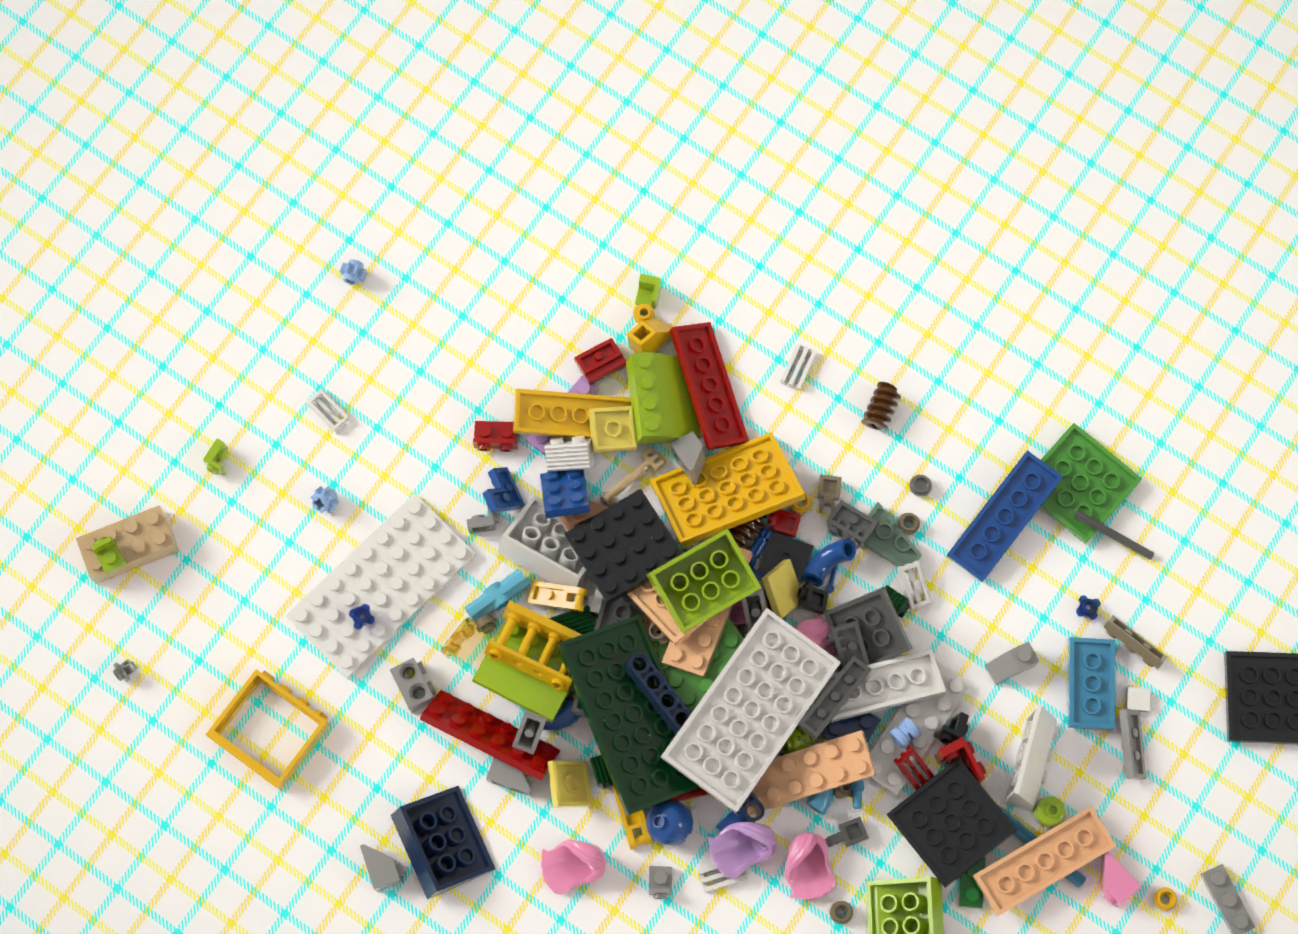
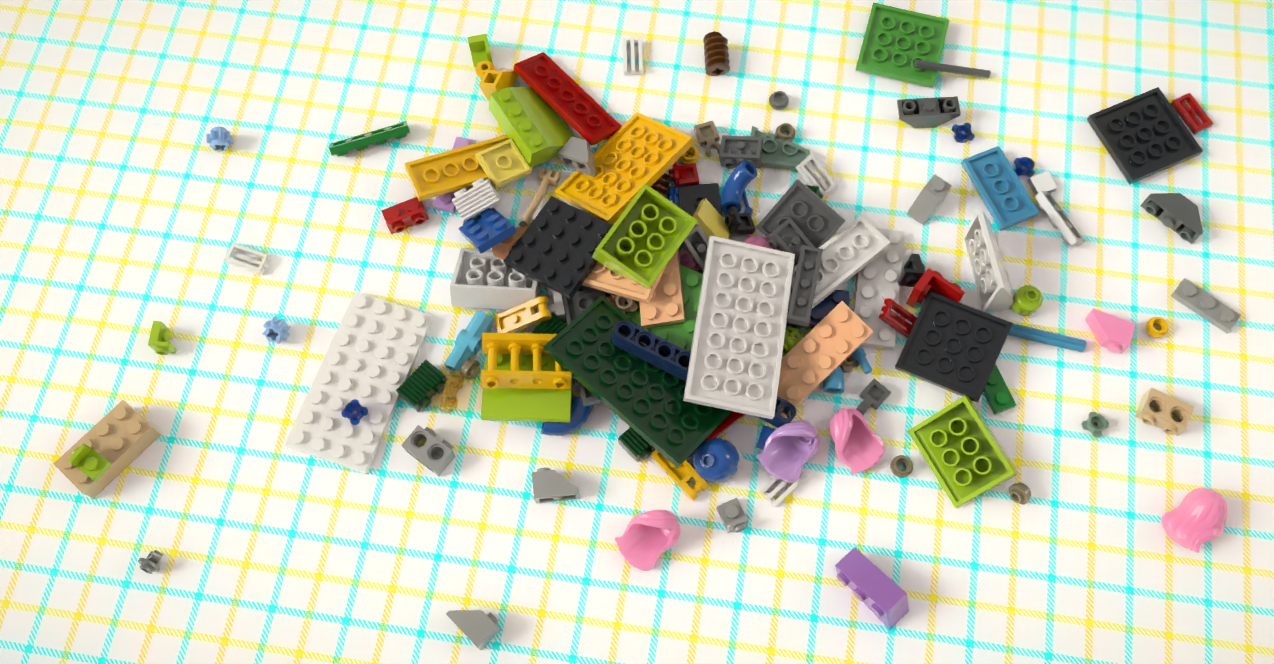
camera: 25 degrees left, 5 degrees down
(236, 704) = (272, 541): yellow window -> none
(434, 619) = (422, 386): none -> dark green brick
(442, 841) = (520, 575): dark blue slope -> none
(480, 523) = (428, 288): light grey bracket -> none
(486, 734) = (519, 459): red plate -> none
(497, 338) = (362, 141): none -> green plate
(505, 493) = (432, 255): blue plate -> none
(529, 732) = (554, 436): light grey slope -> none
(570, 784) = (611, 468): light yellow tile -> none
(600, 361) = (466, 118): red plate -> none
(905, 733) = (875, 293): light blue wheel -> none
(1004, 516) = (859, 92): blue plate -> none
(1044, 861) = (1046, 341): light nougat plate -> none
(1061, 569) = (928, 111): none -> dark grey slope
(1129, 667) = (1025, 162): none -> clear blue plate
(1134, 642) = (1015, 142): dark tan plate -> none
(1252, 794) = (1175, 213): none -> dark grey slope

